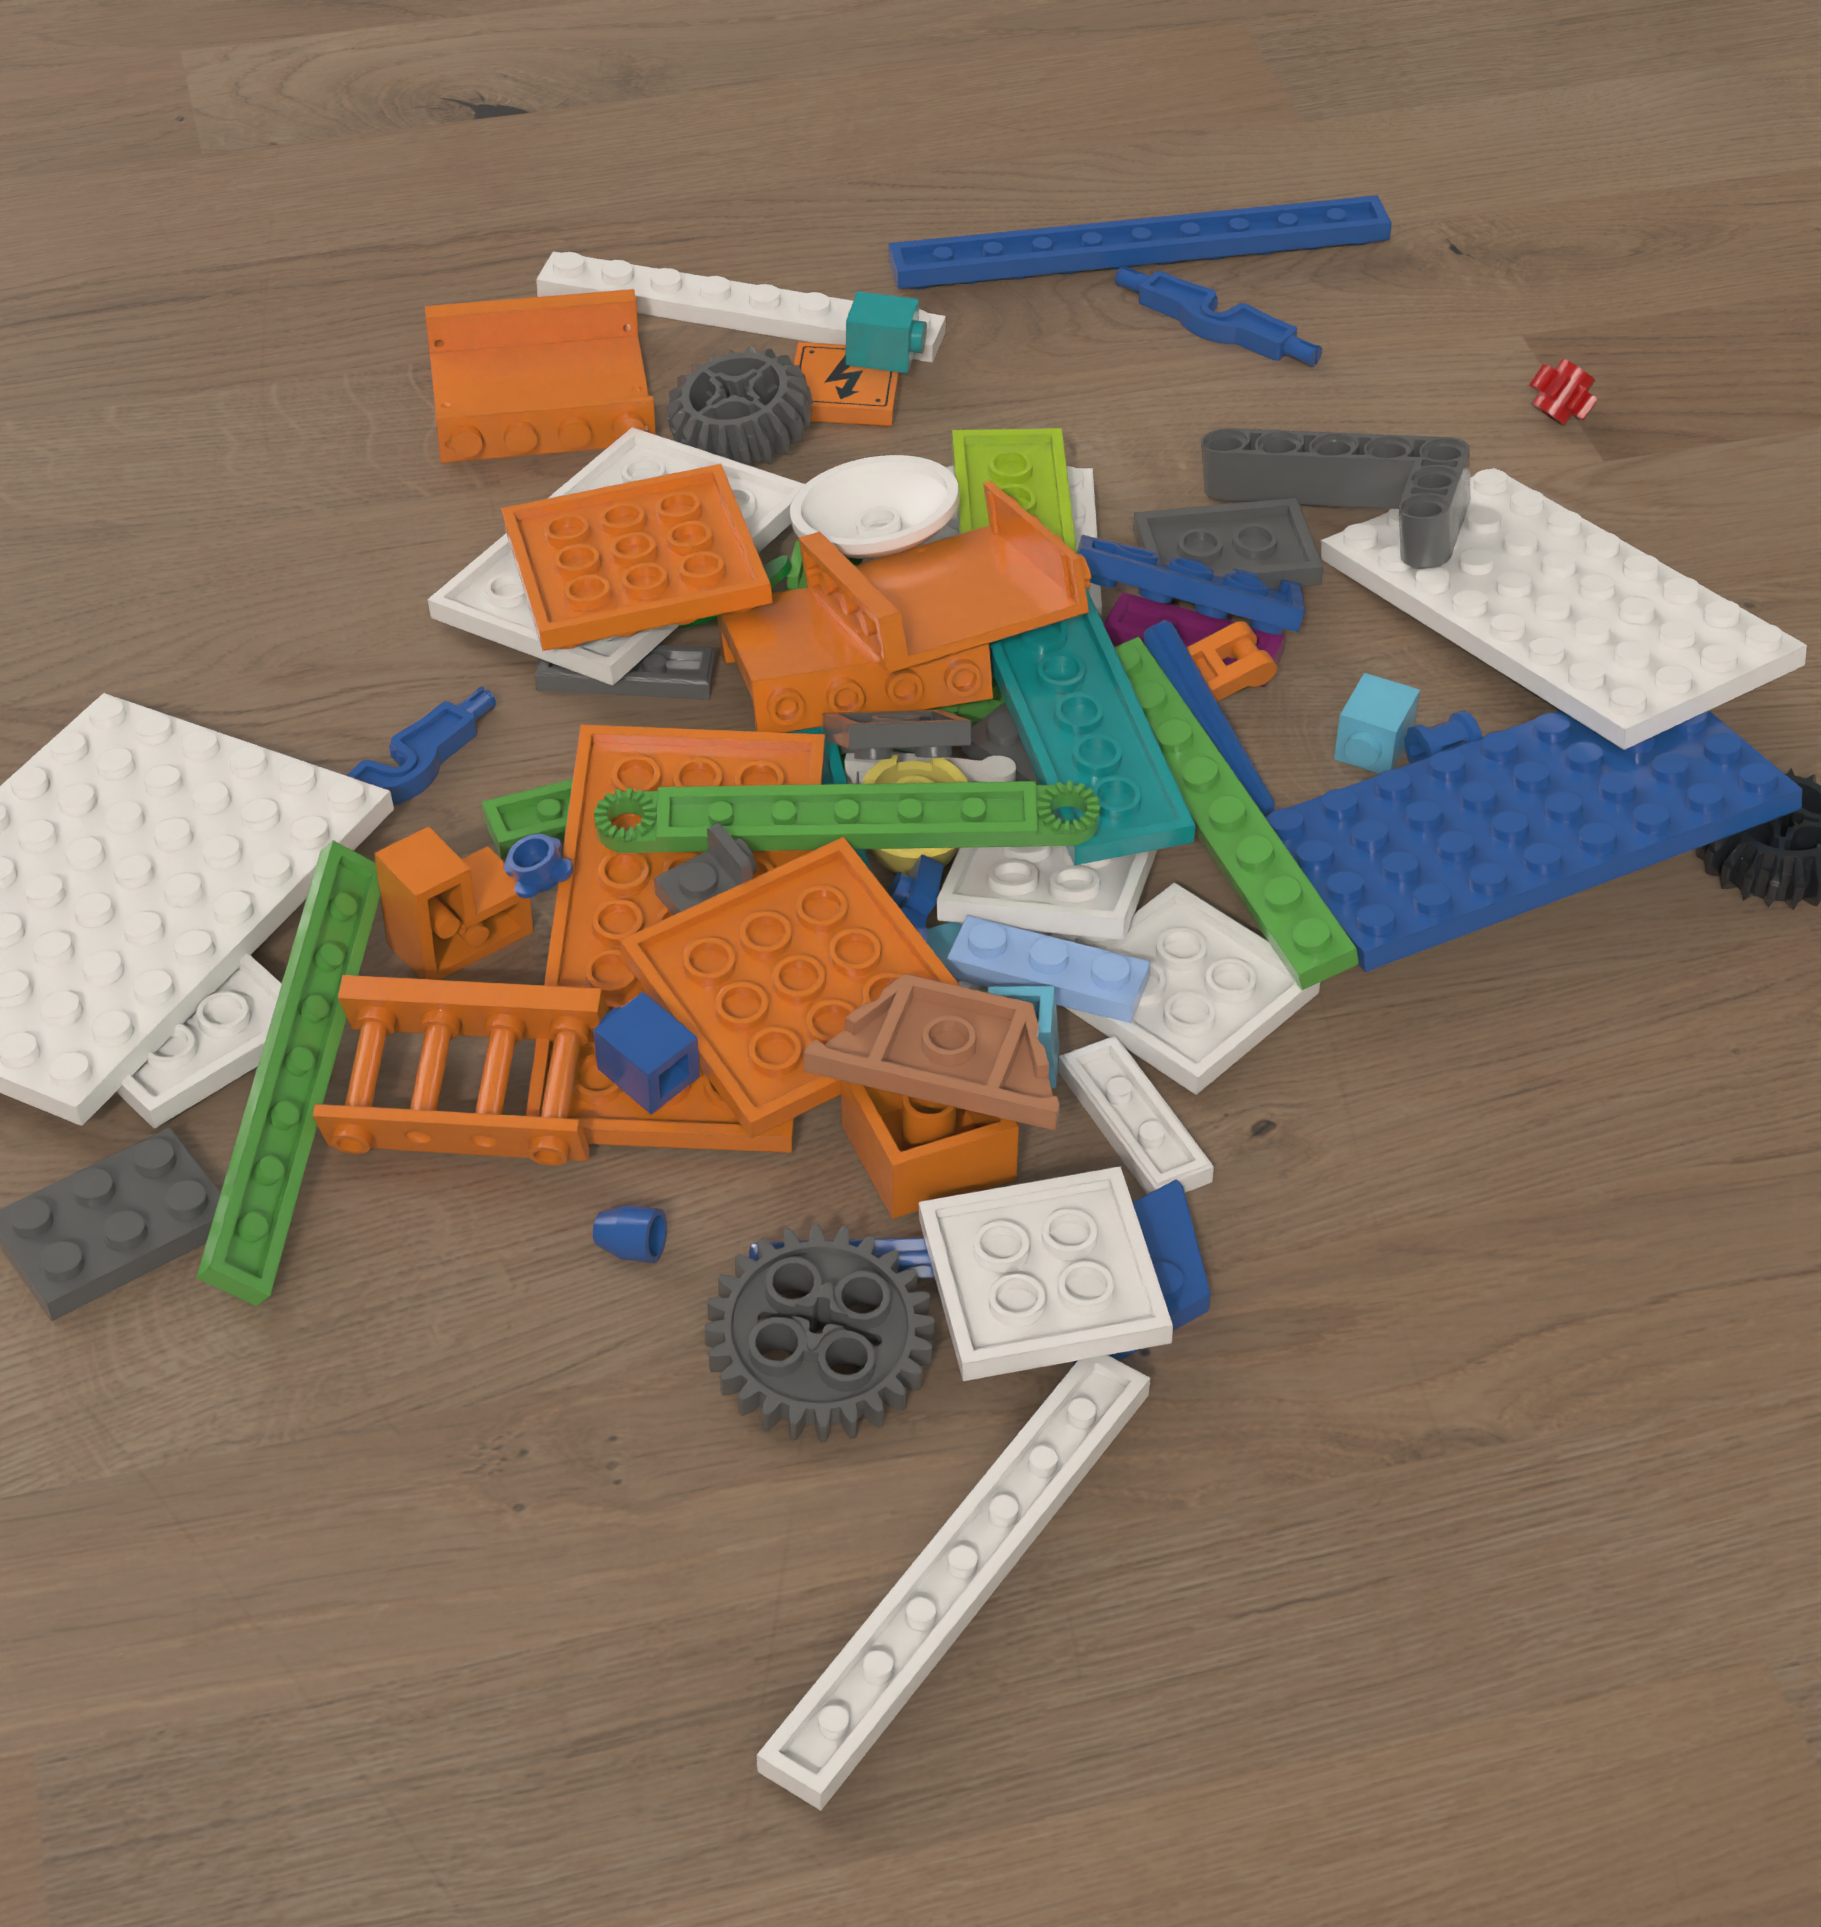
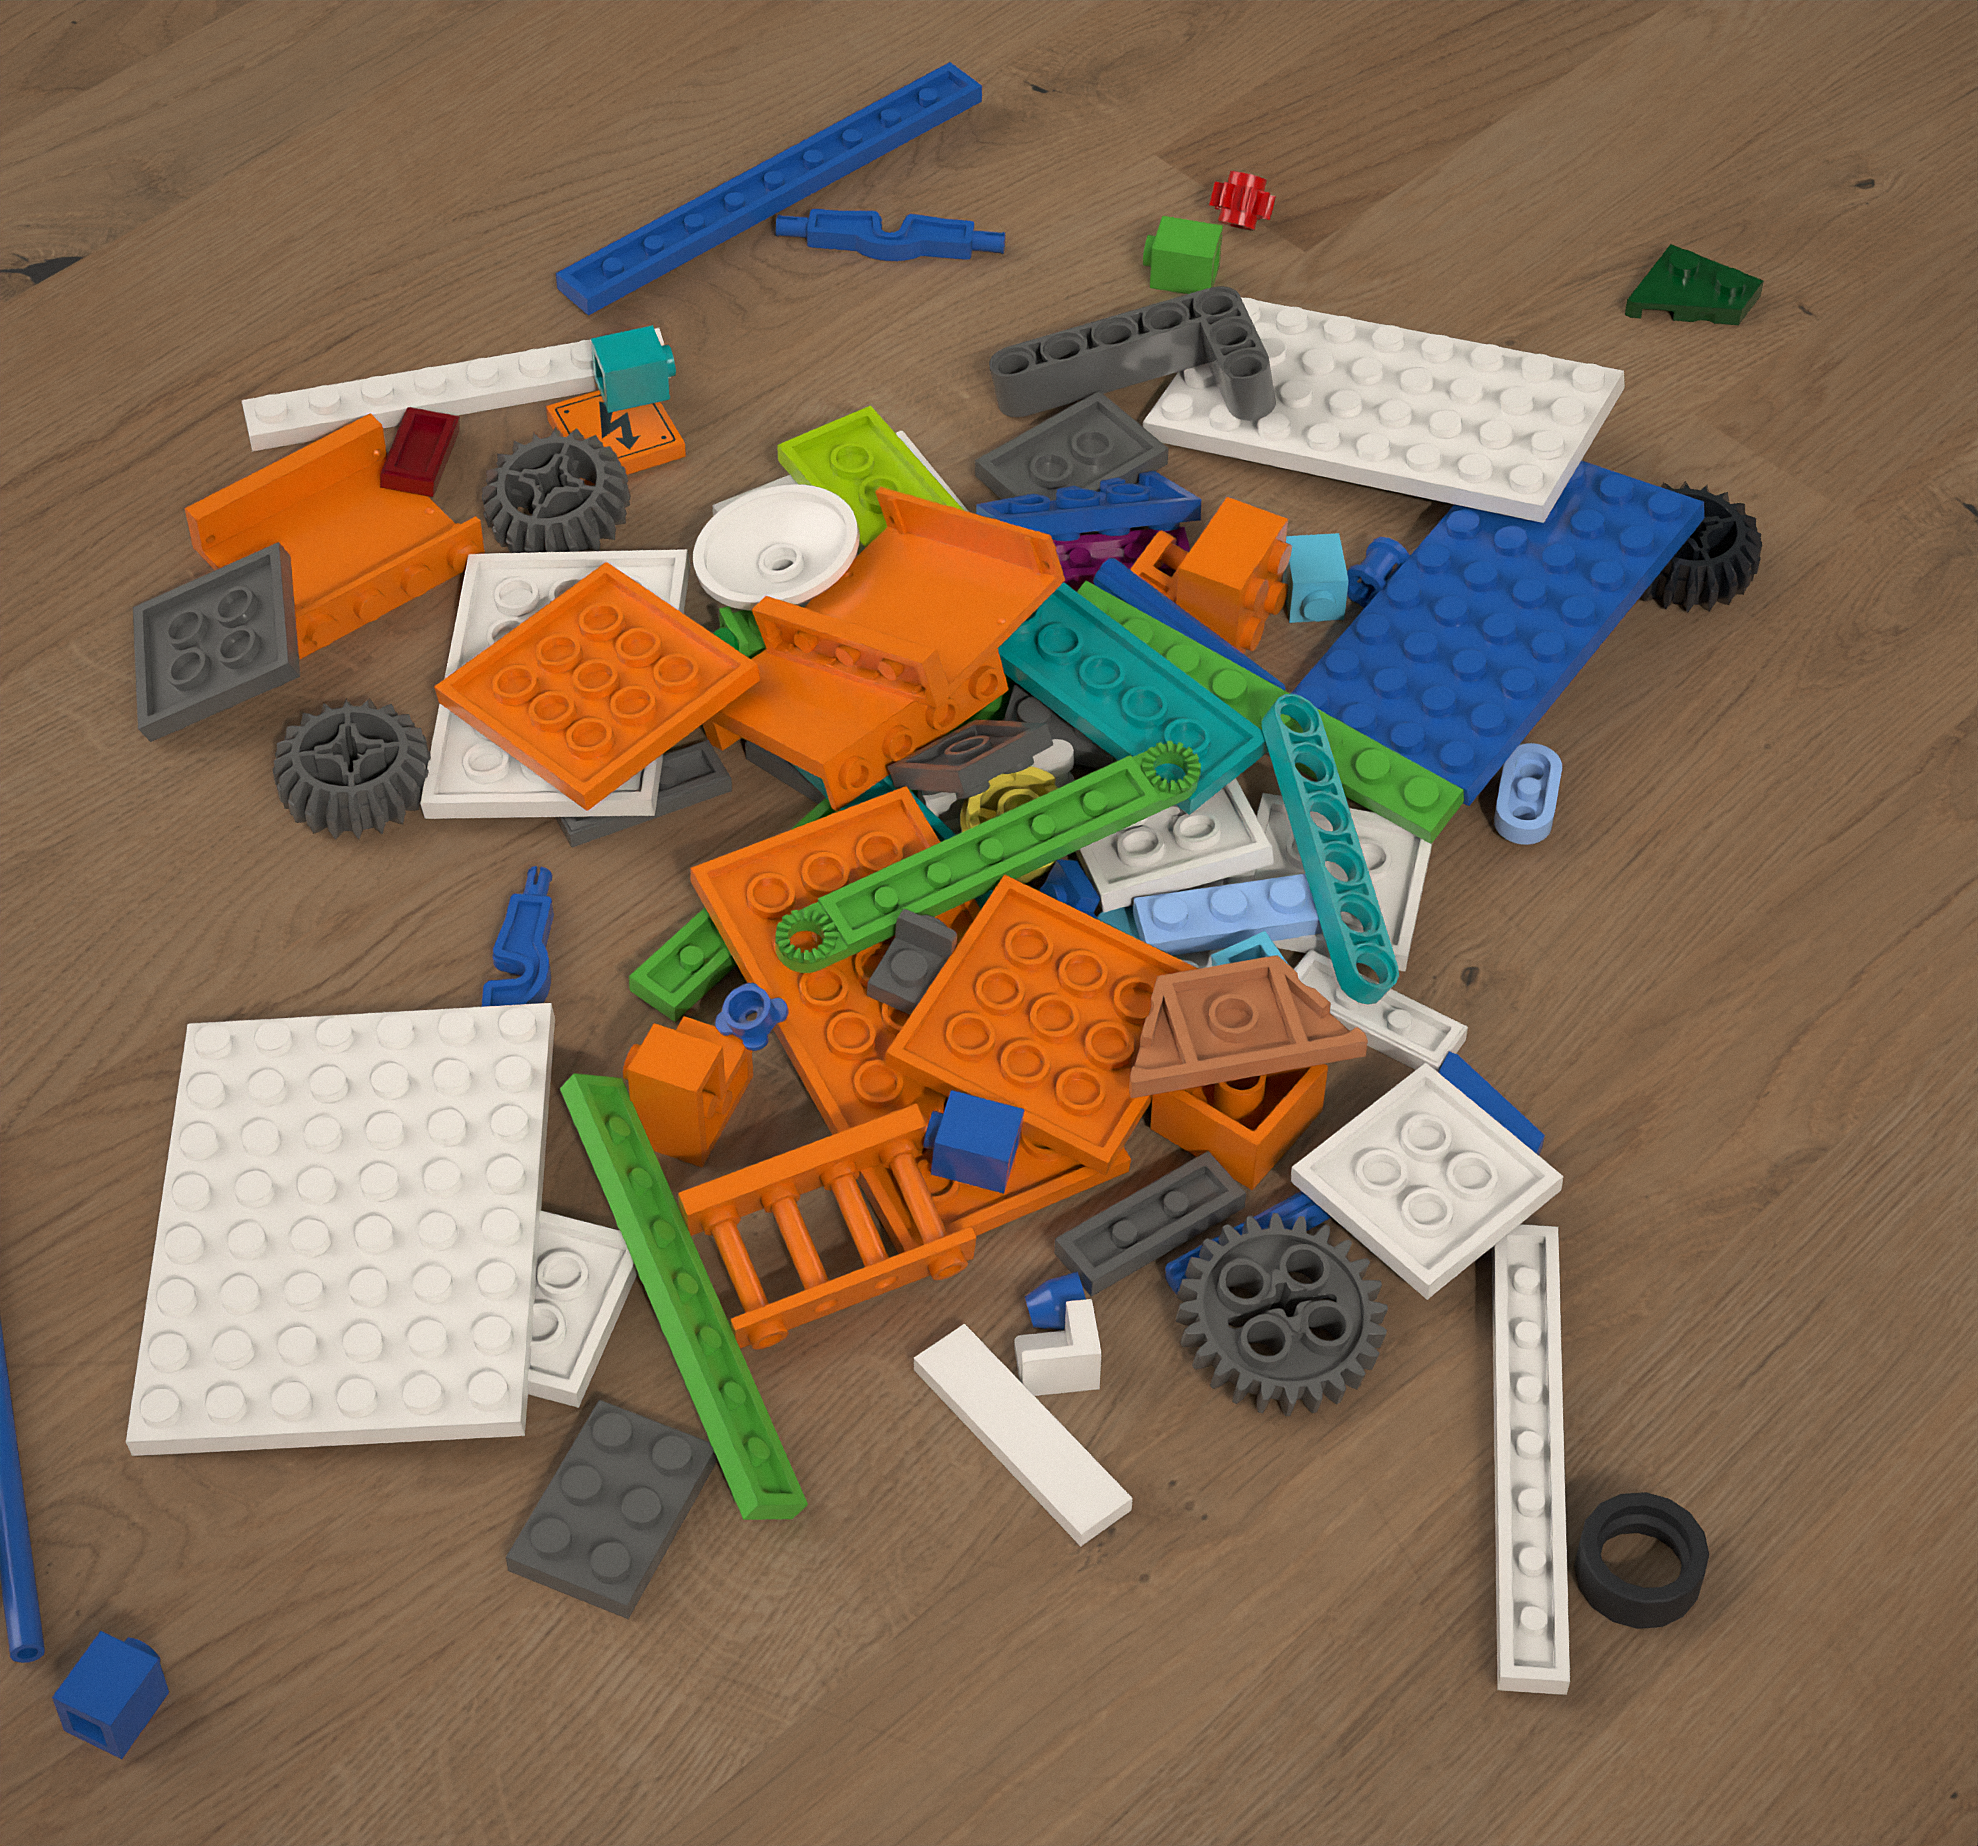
camera: 30 degrees left, 5 degrees up
(364, 414) = (215, 642): none -> dark grey plate
(395, 551) = (317, 774): none -> dark grey gear
(507, 1331) = (1023, 1435): none -> white tile
(594, 1281) = (1062, 1359): none -> white panel
(665, 340) = (420, 452): none -> dark red tile
(767, 1201) = (1150, 1223): none -> dark grey plate
(993, 1670) = (1652, 1517): none -> black tyre
(1187, 945) = (1337, 846): none -> teal beam
(1284, 686) = (1236, 573): none -> orange brick
(1440, 989) = (1528, 794): none -> light blue plate
(1475, 415) = (1183, 255): none -> bright green brick

